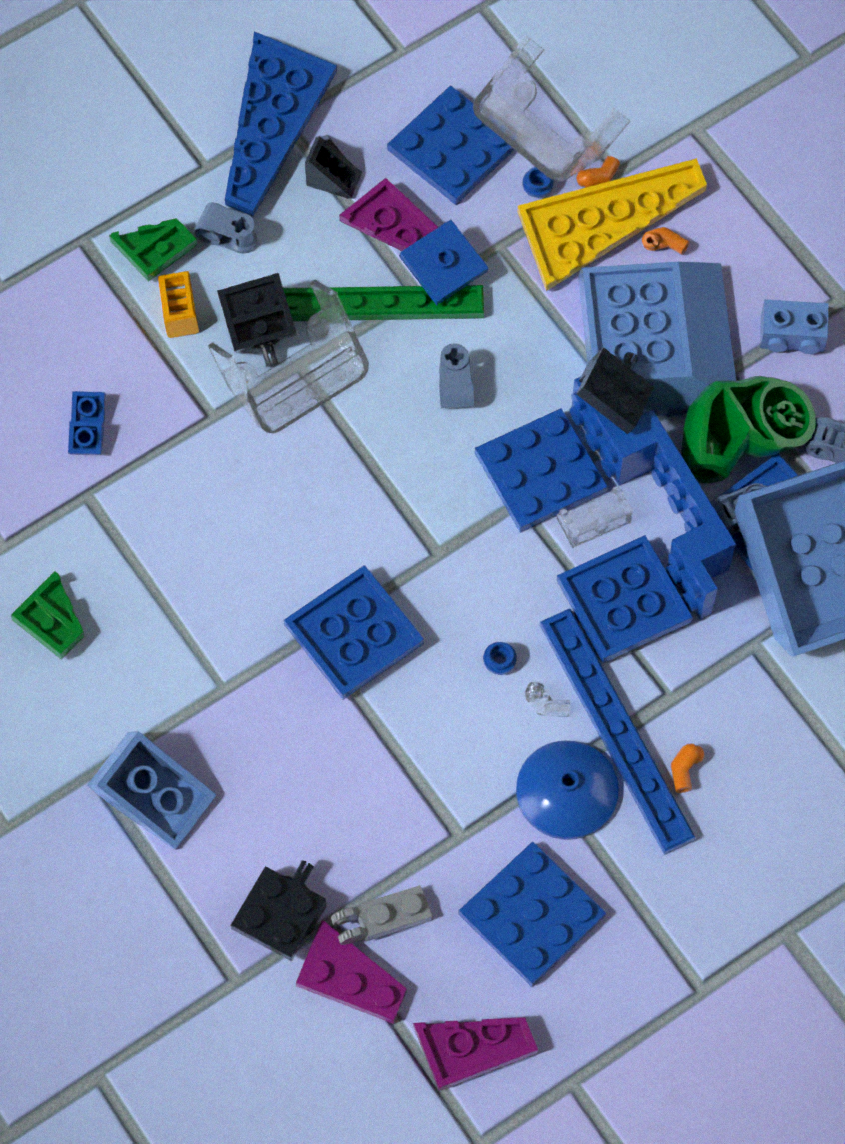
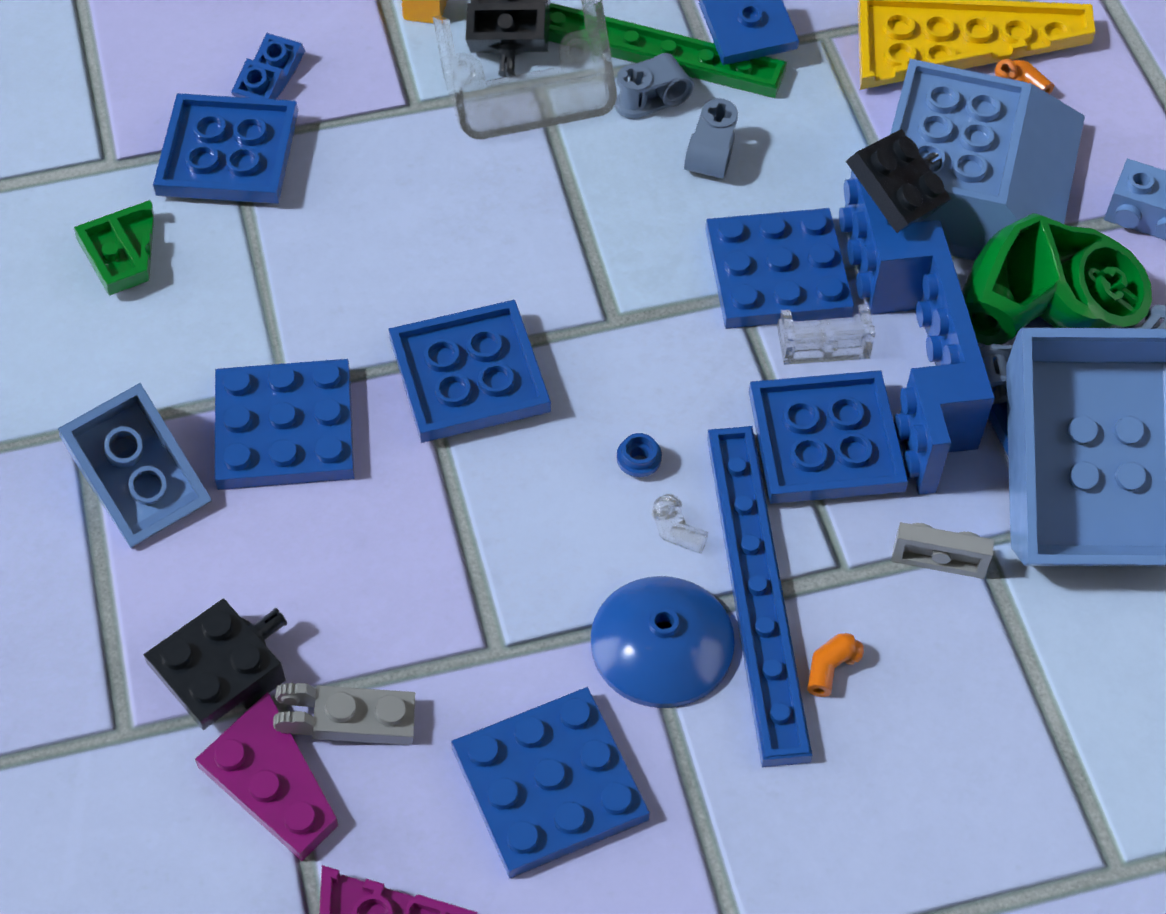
camera: 20 degrees right, 10 degrees down
(90, 505) = (226, 148): none -> blue plate
(238, 718) = (283, 424): none -> blue plate
(391, 342) = (654, 83): none -> sand blue piece
(739, 659) = (942, 550): none -> light grey plate

